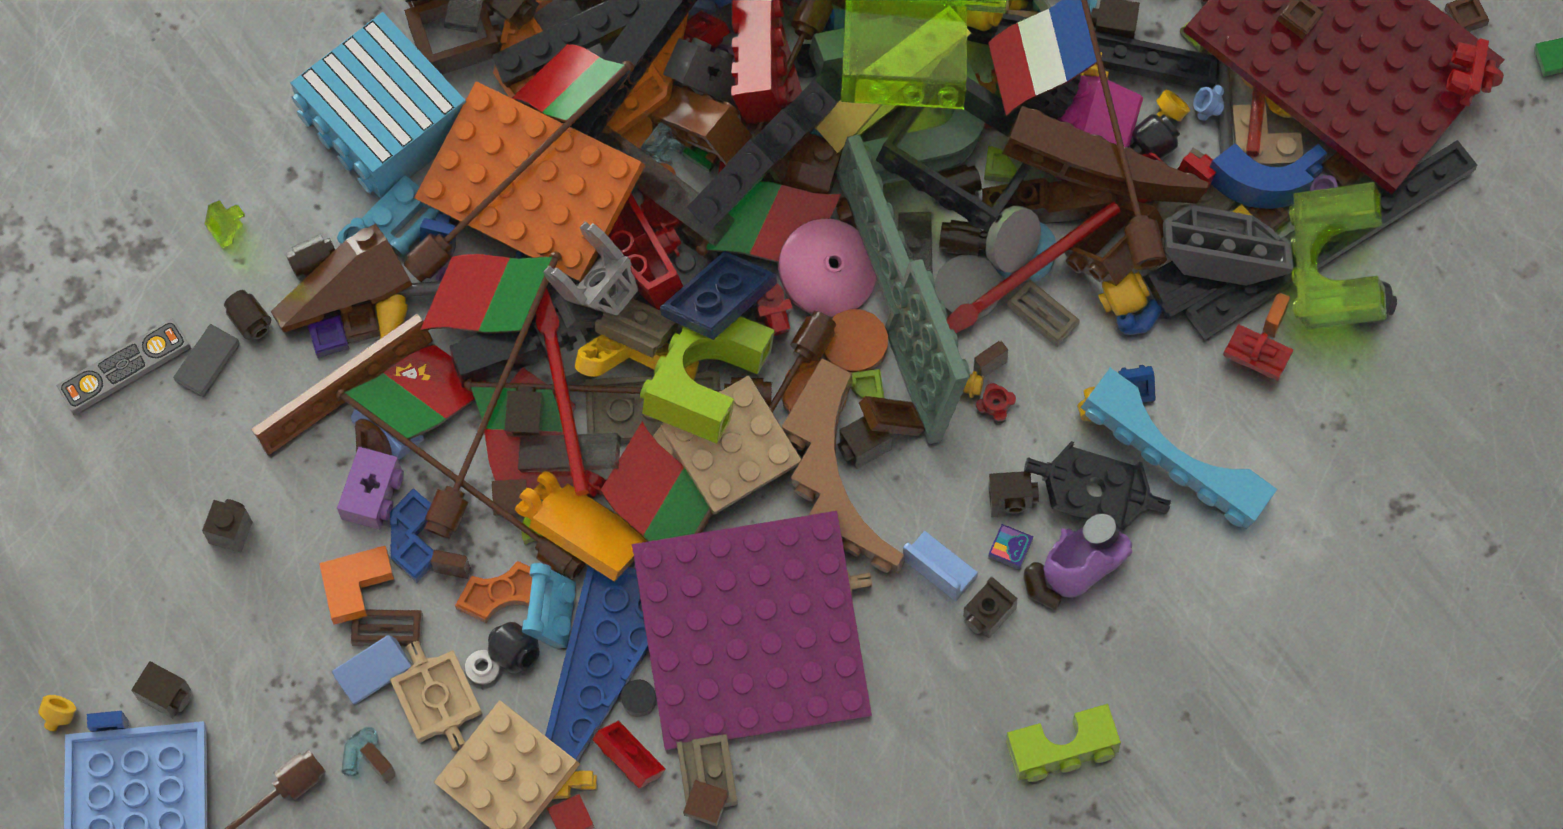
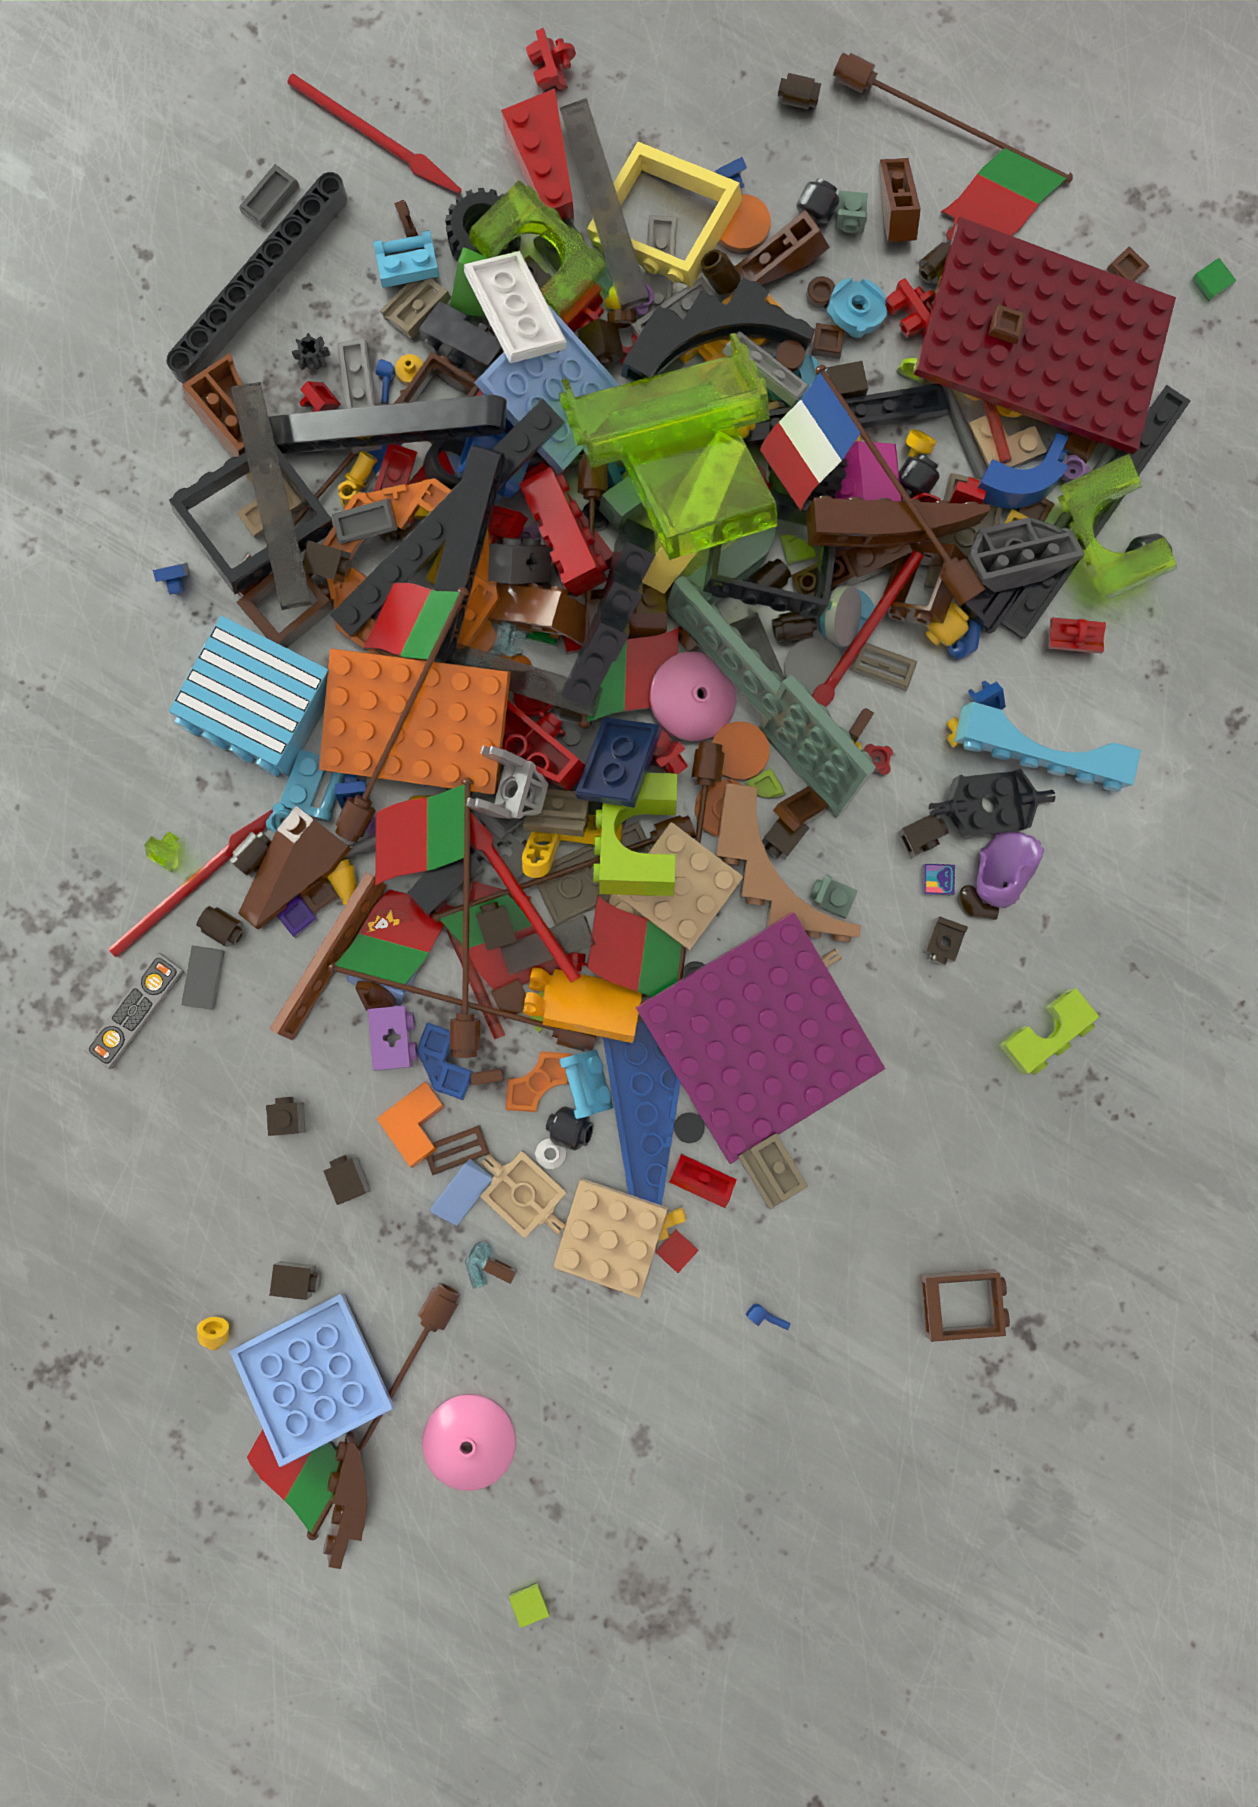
camera: 25 degrees left, 15 degrees up
(107, 721) = (260, 1327): blue tile -> none
(228, 268) = (189, 885): none -> red piece
(260, 609) = (346, 1179): none -> dark brown brick
(480, 478) = (478, 989): none -> clear red bar
(706, 803) = (785, 1200): reddish brown tile -> none
(890, 520) = (833, 896): none -> sand green bracket
(939, 565) = (888, 918): light blue panel -> none
(1101, 531) = (1011, 841): tile -> none
(1209, 102) = (942, 427): light blue plate -> none
(1276, 314) = (1077, 596): orange tile -> none
(1476, 74) = (1166, 318): red hips -> none

